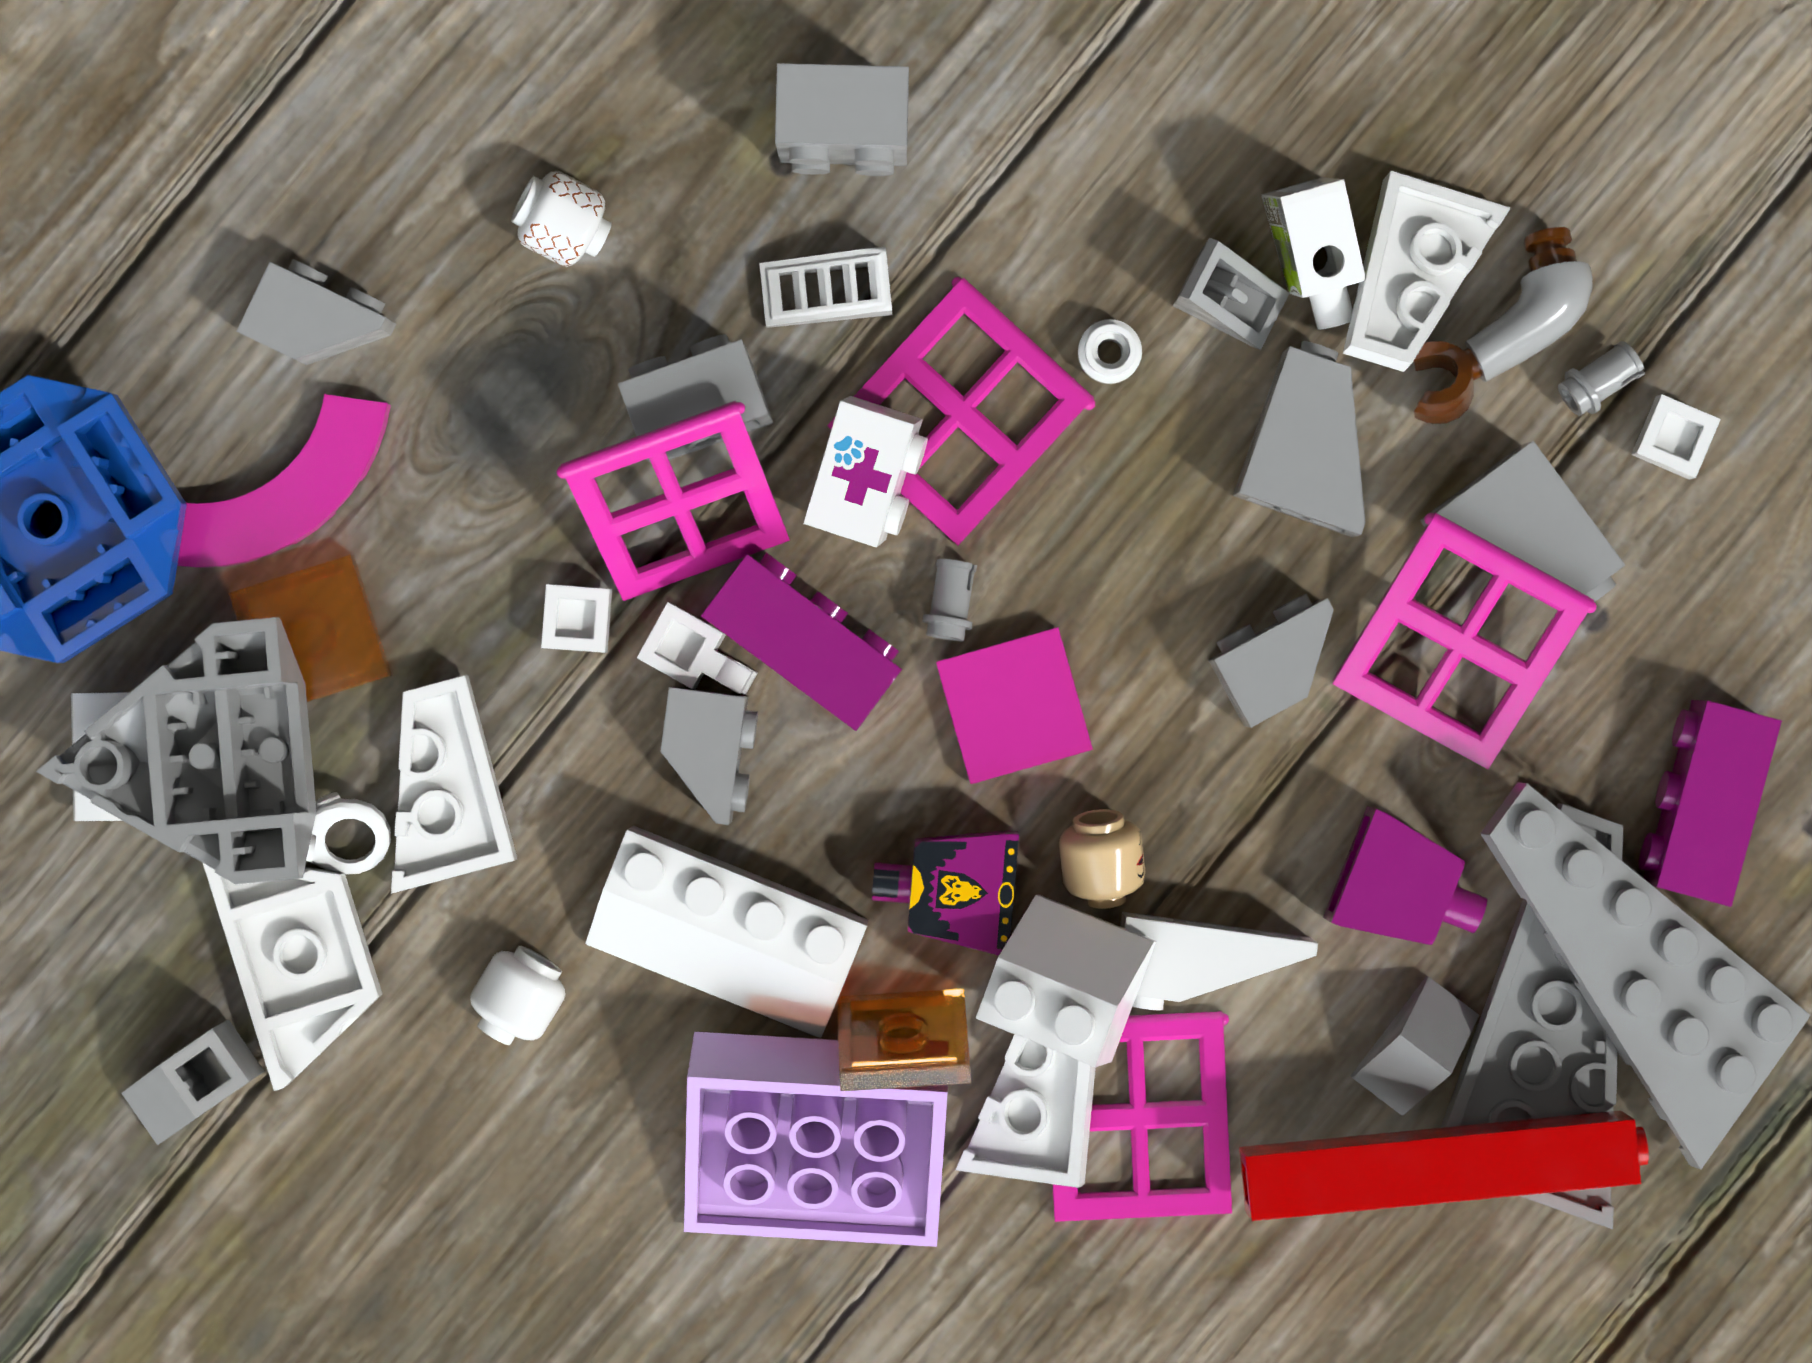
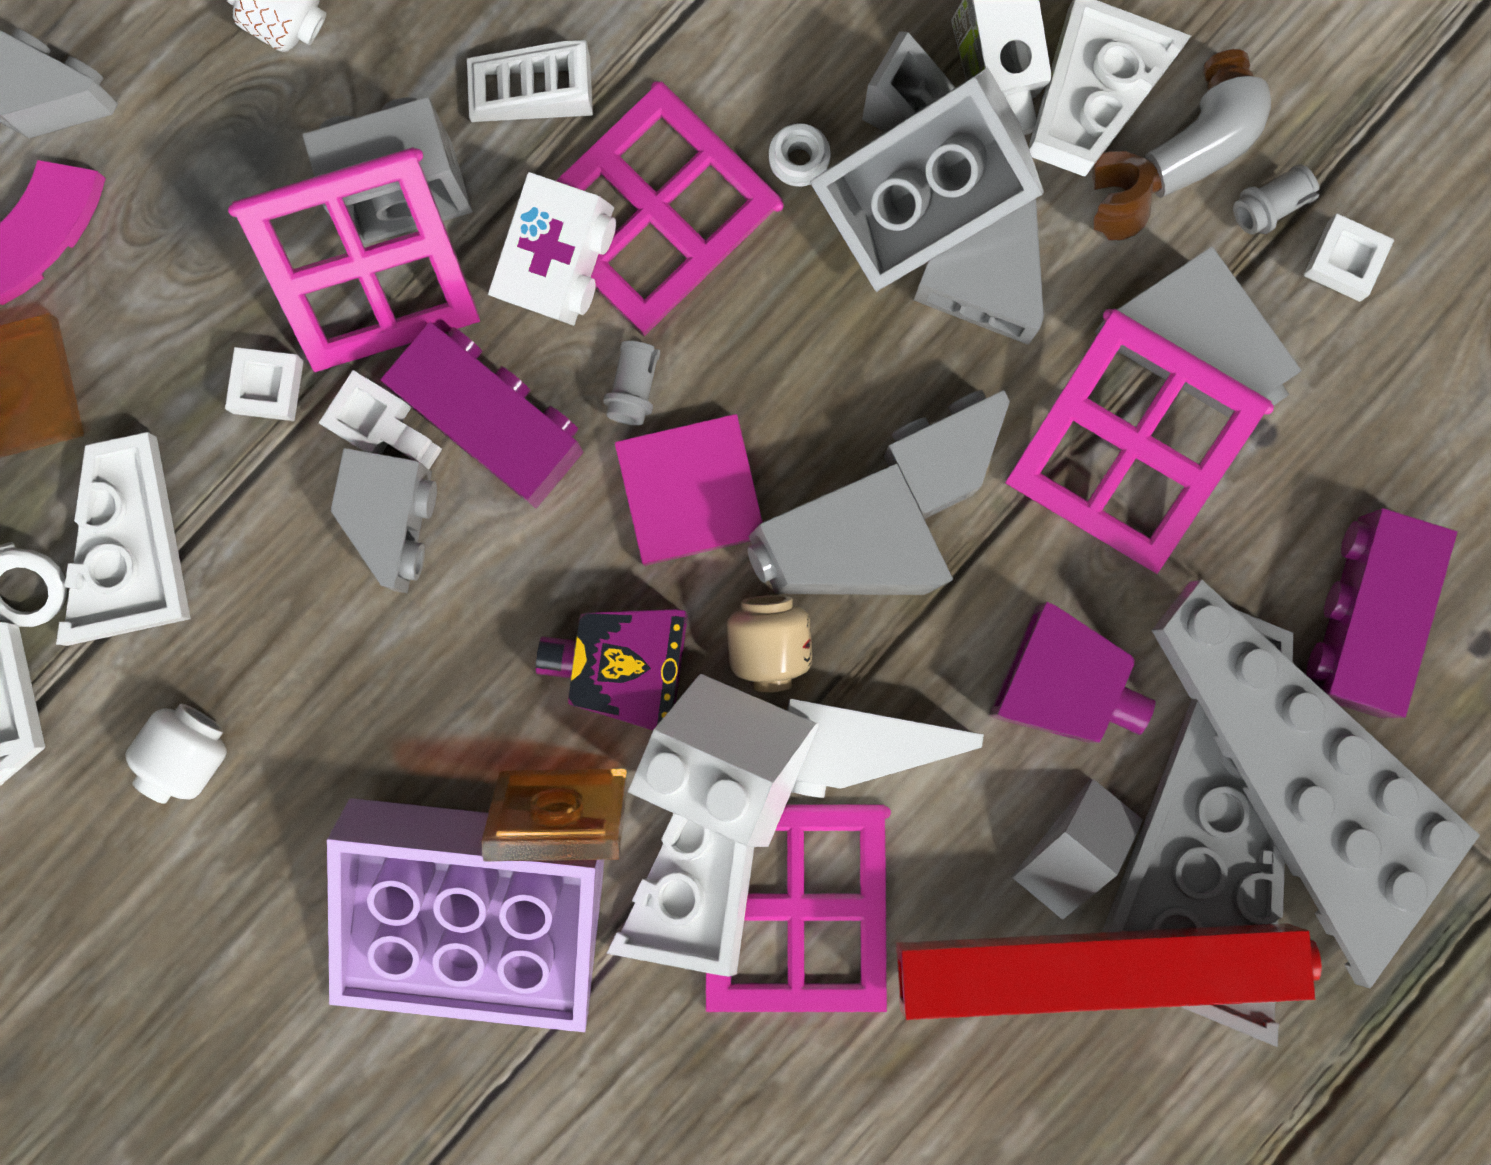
camera: 10 degrees right, 5 degrees down
(725, 931) = (387, 698): white slope -> none
(1180, 755) = (851, 542): none -> light grey slope
(1245, 389) = (931, 181): none -> light grey slope

